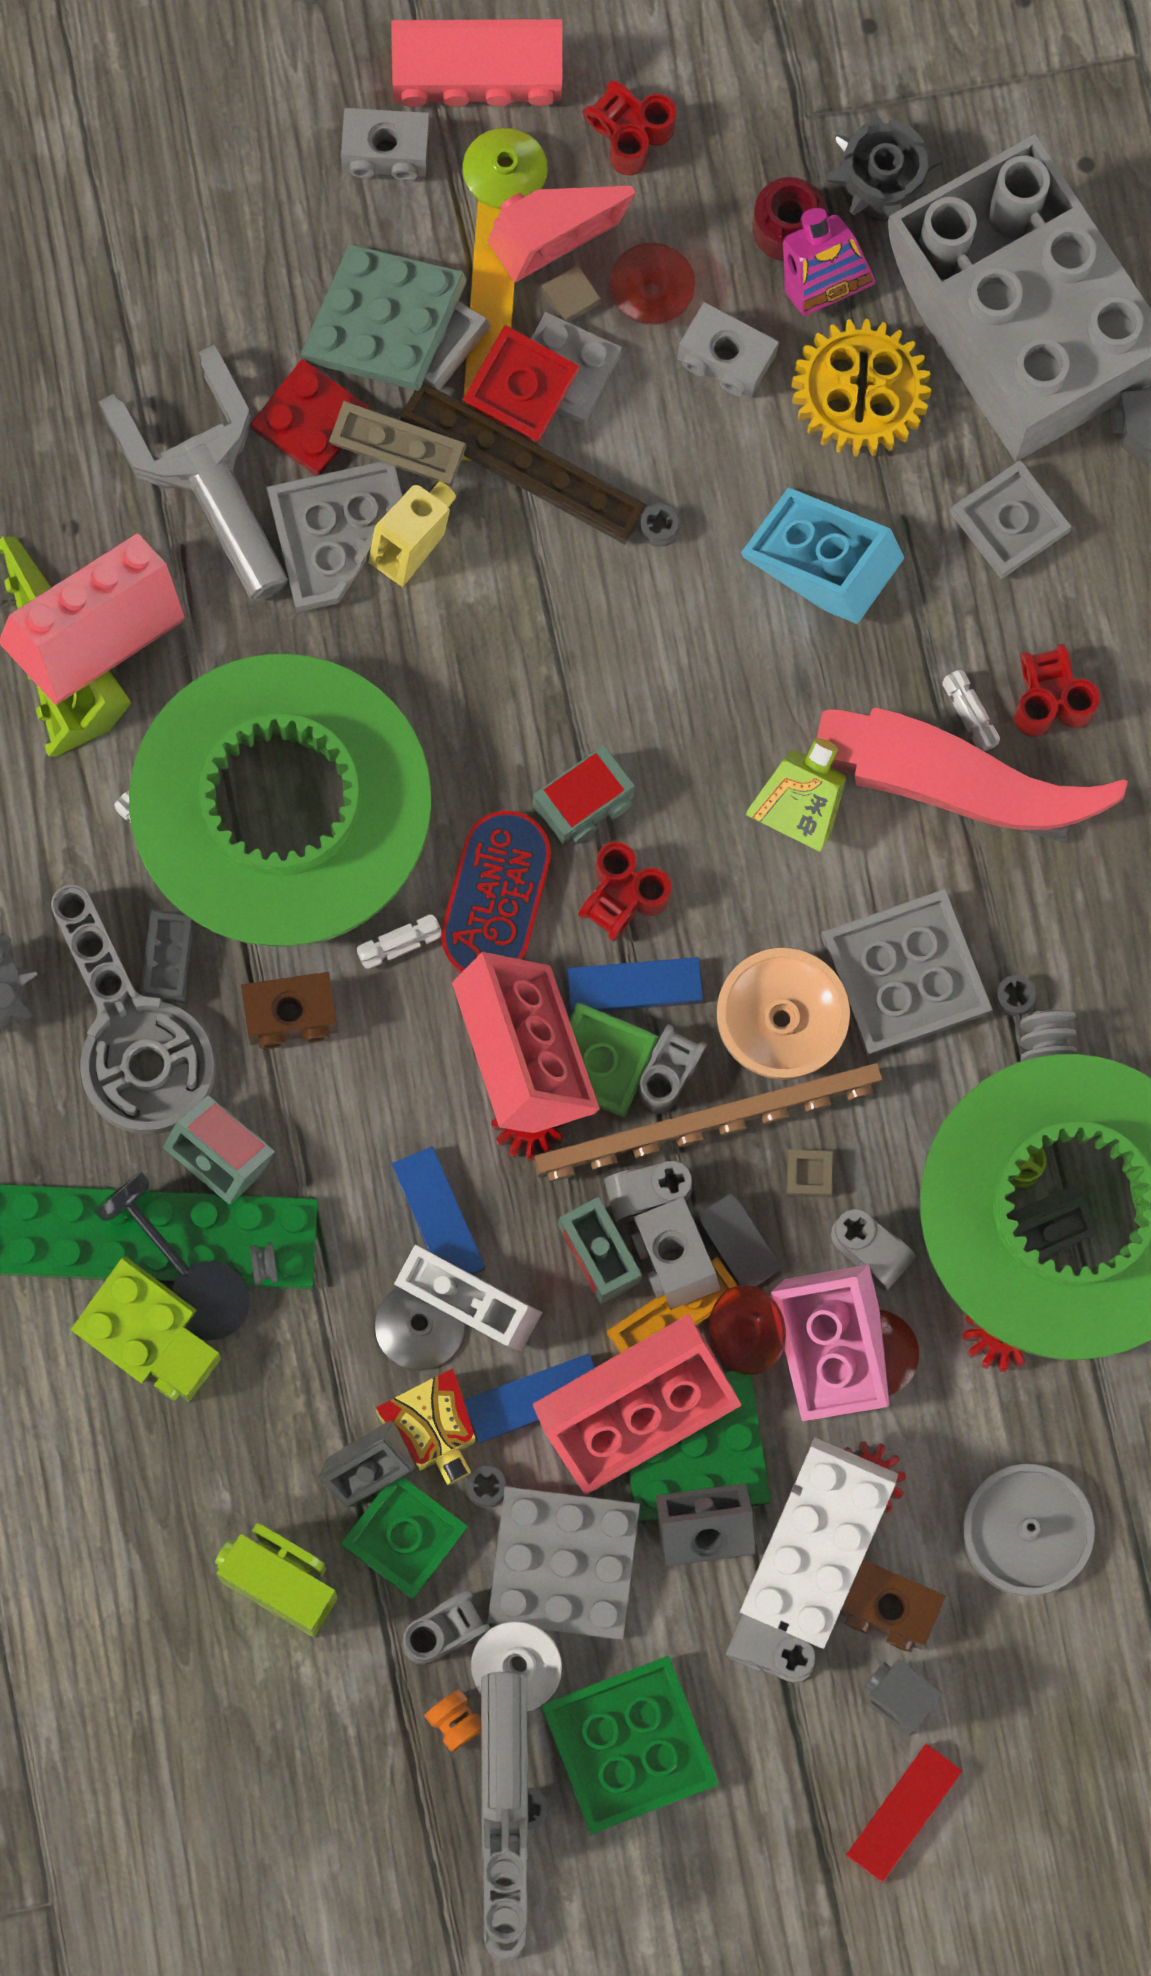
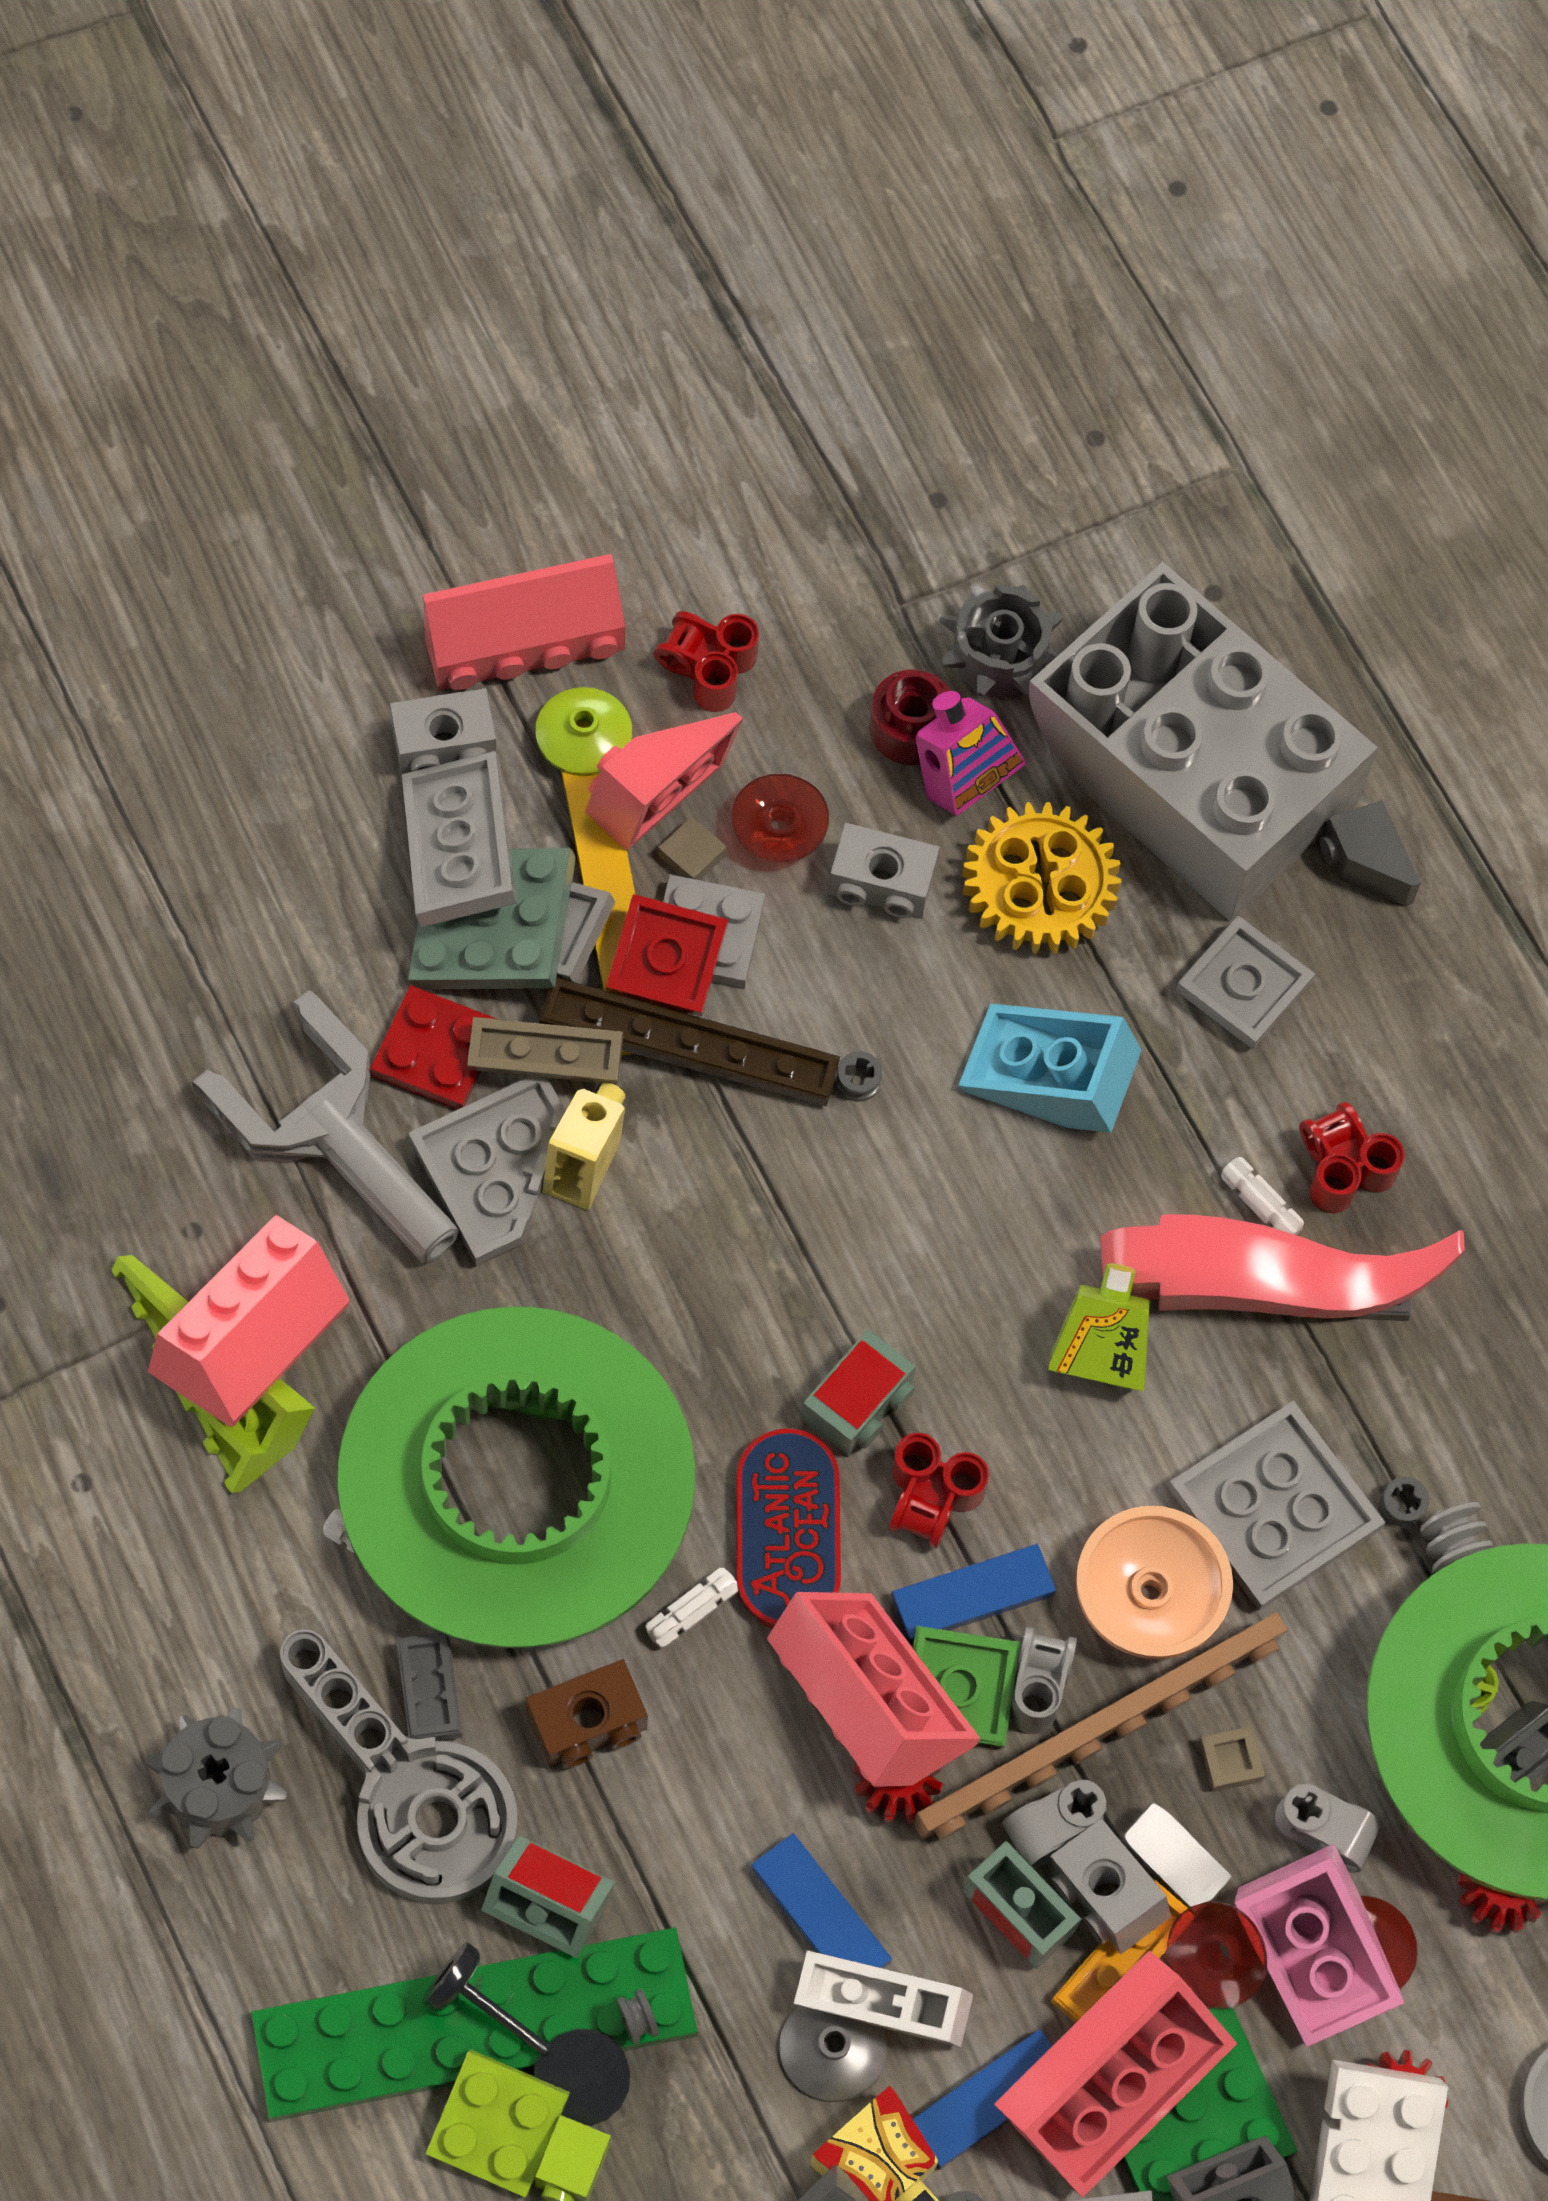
camera: 15 degrees left, 10 degrees down
(371, 242) = (458, 839): none -> light grey plate

